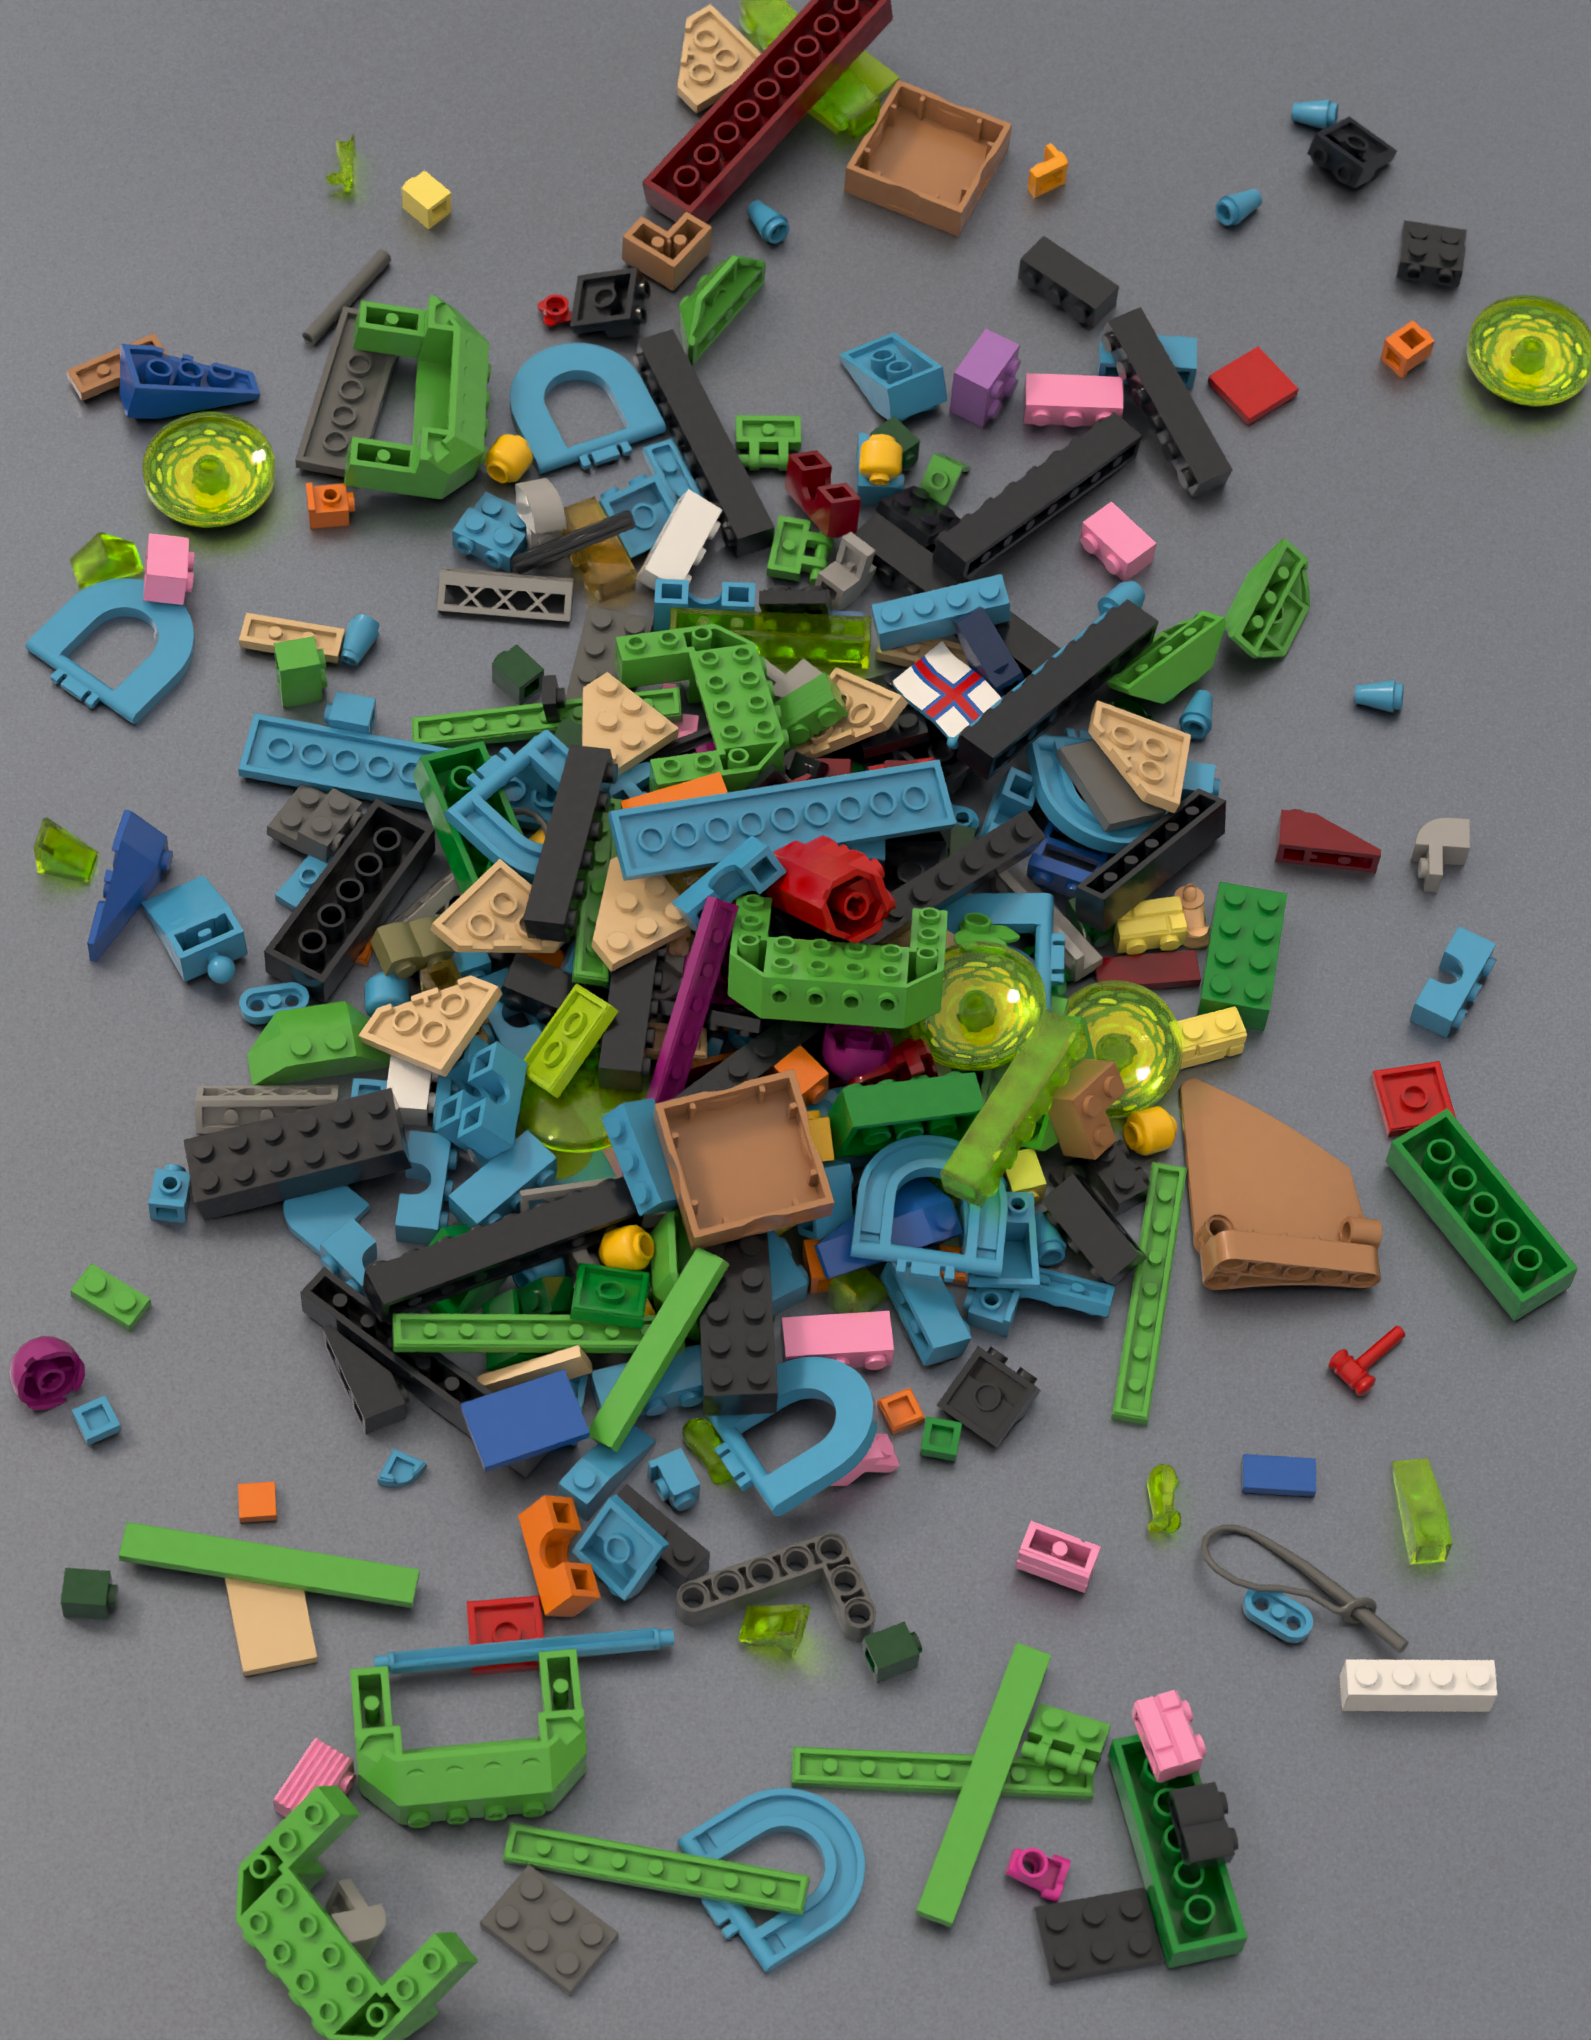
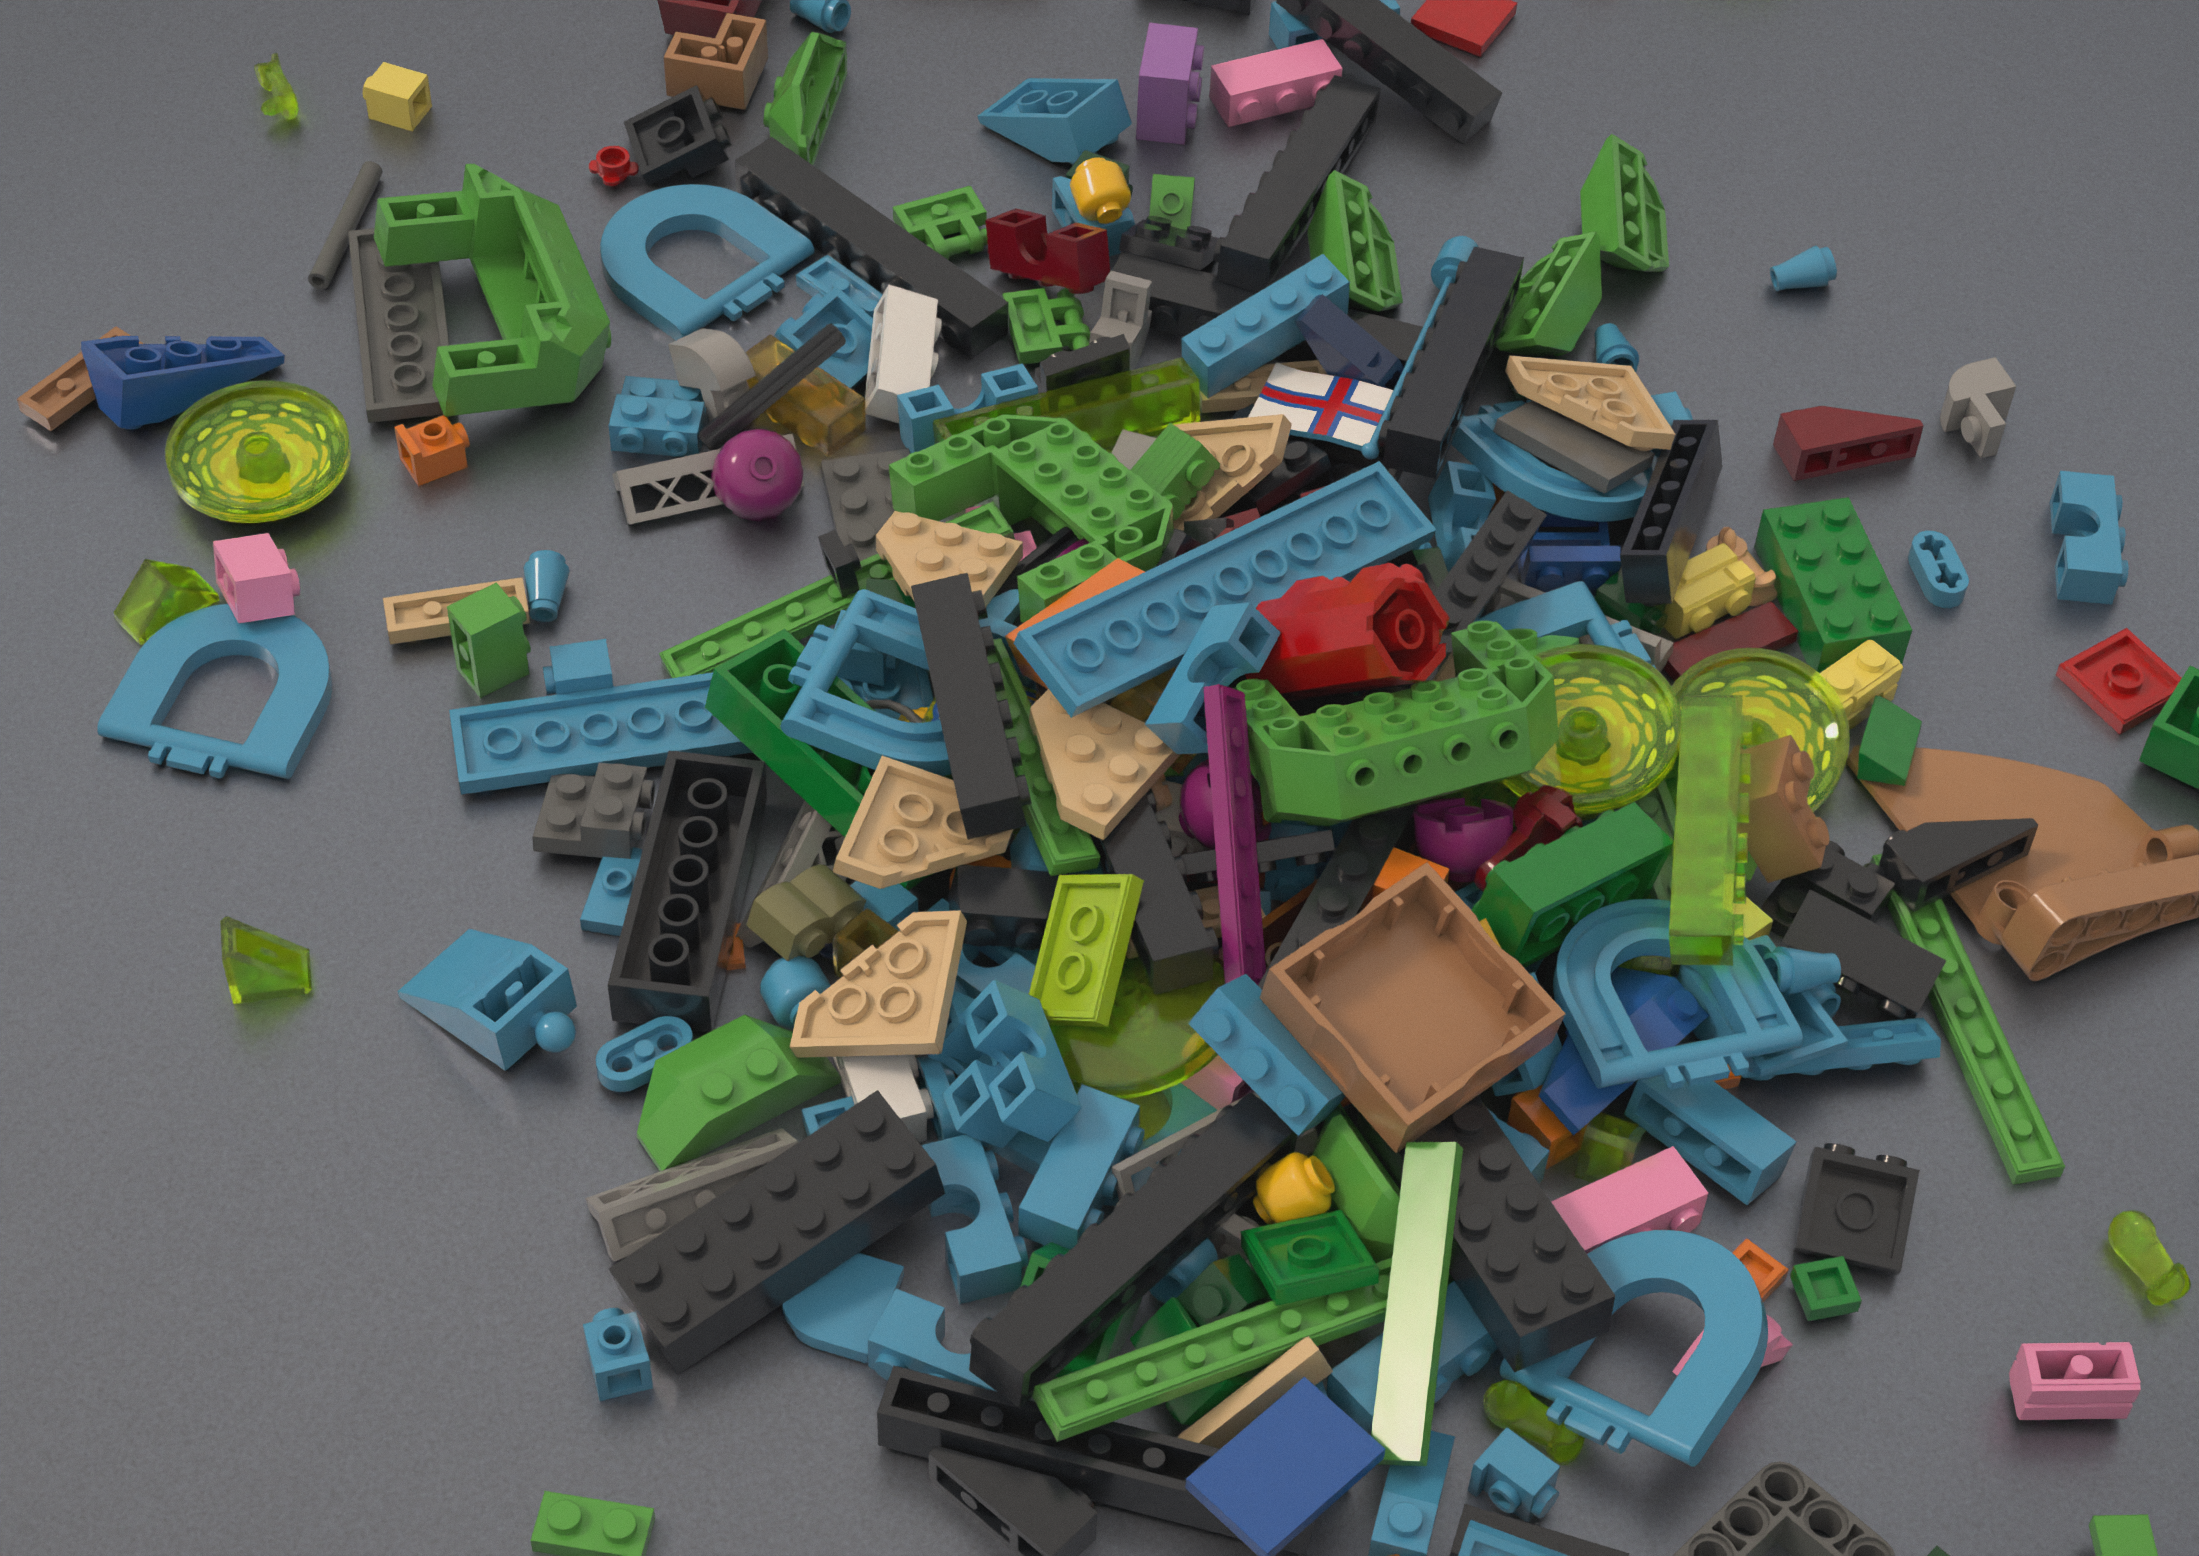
camera: 20 degrees left, 10 degrees down
(138, 868) = (373, 961): blue wedge -> none
(508, 458) = (638, 330): yellow head -> none
(517, 674) = (771, 560): dark green brick -> none
(536, 605) = (757, 474): none -> magenta cylinder
(991, 1309) = (1793, 1099): dark azure brick -> none
(1032, 1226) = (1801, 969): none -> dark azure cone
(1051, 567) = (1356, 243): none -> bright green wedge
(1117, 542) = (1416, 205): bright pink brick -> none
(1149, 1130) = (1853, 817): yellow head -> none
(1194, 1182) = (1950, 855): none -> black slope
(1210, 1085) = (1888, 744): none -> green slope
(1339, 968) = (1947, 567): none -> dark azure beam

